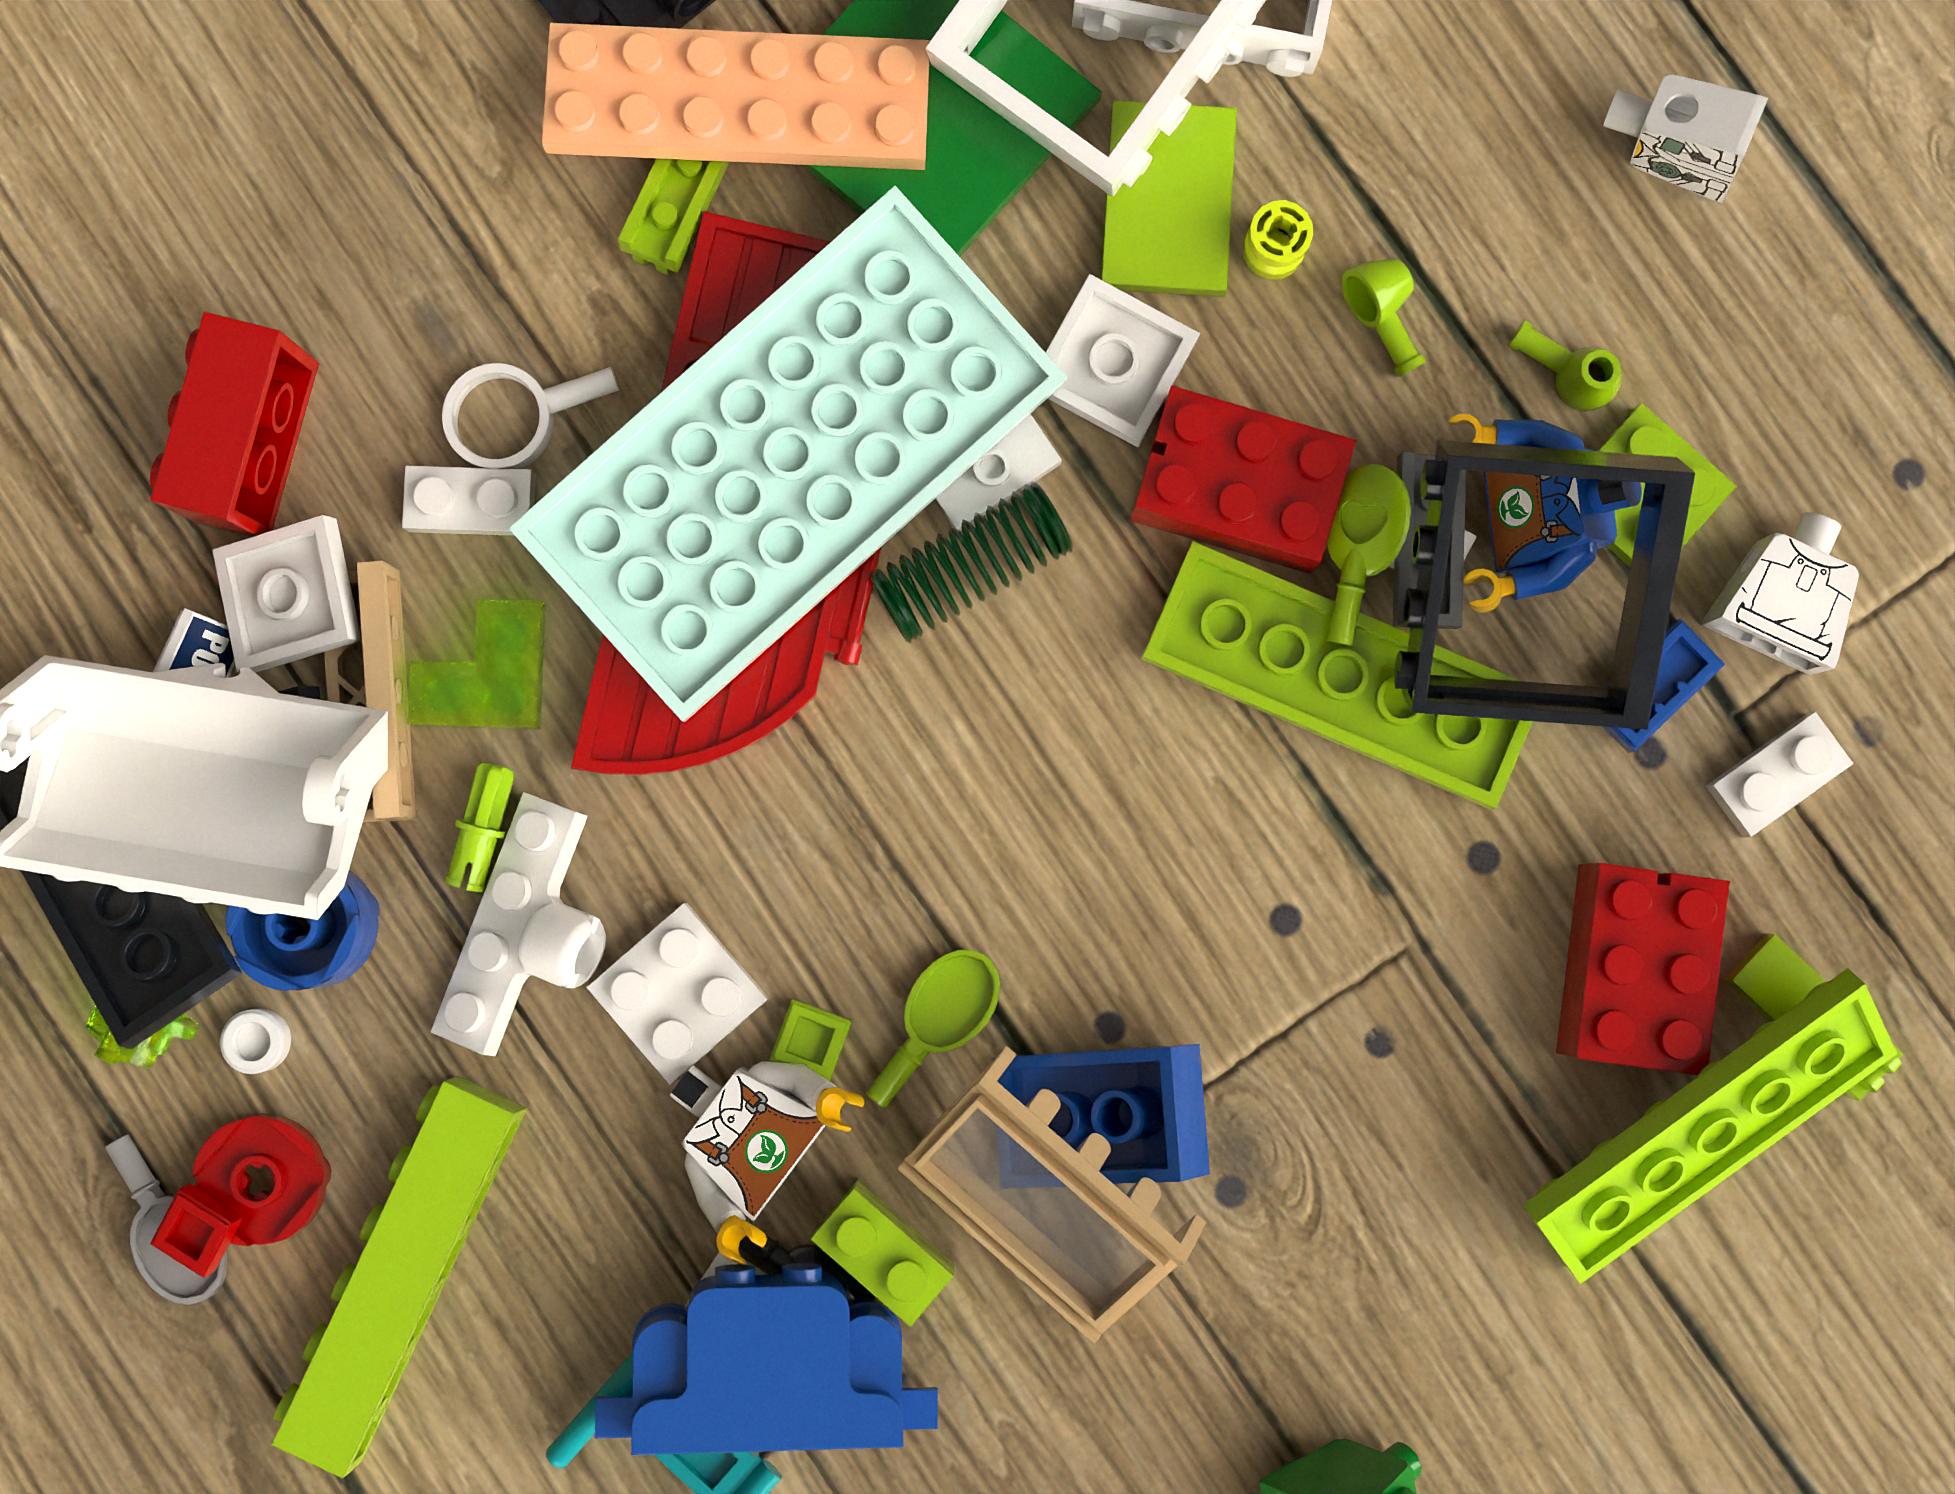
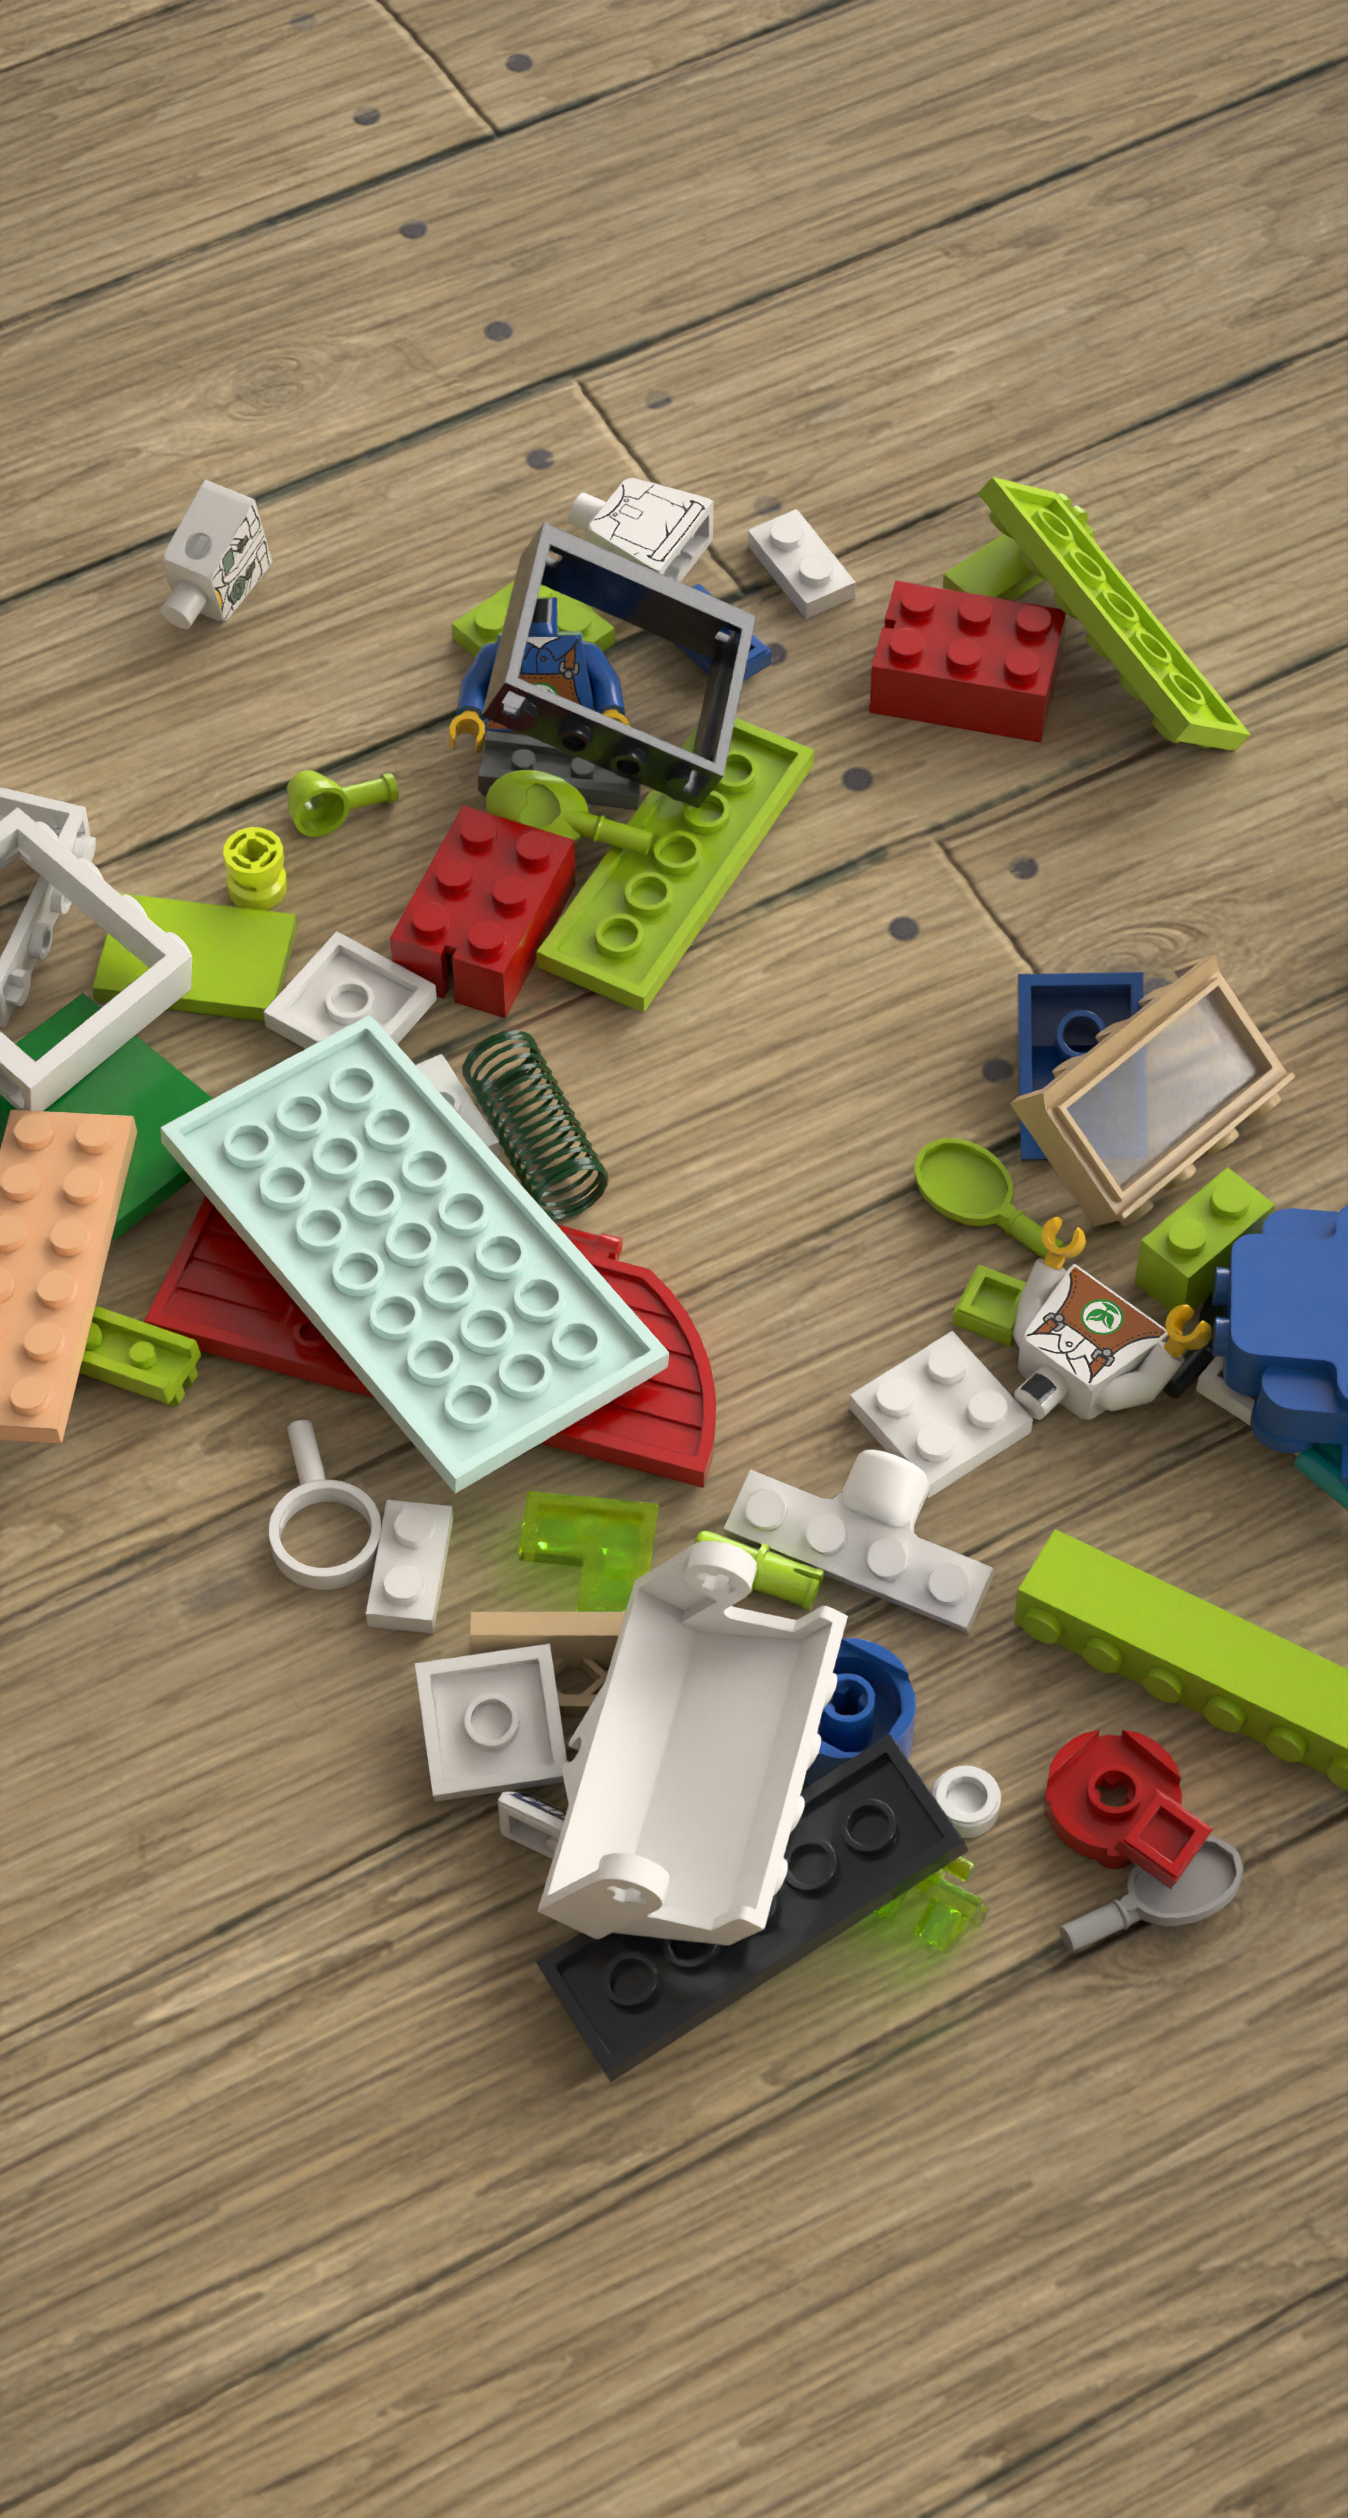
camera: 85 degrees left, 30 degrees down
(233, 426) = (310, 1738): red brick -> none
(1571, 368) = (417, 665): lime bar -> none

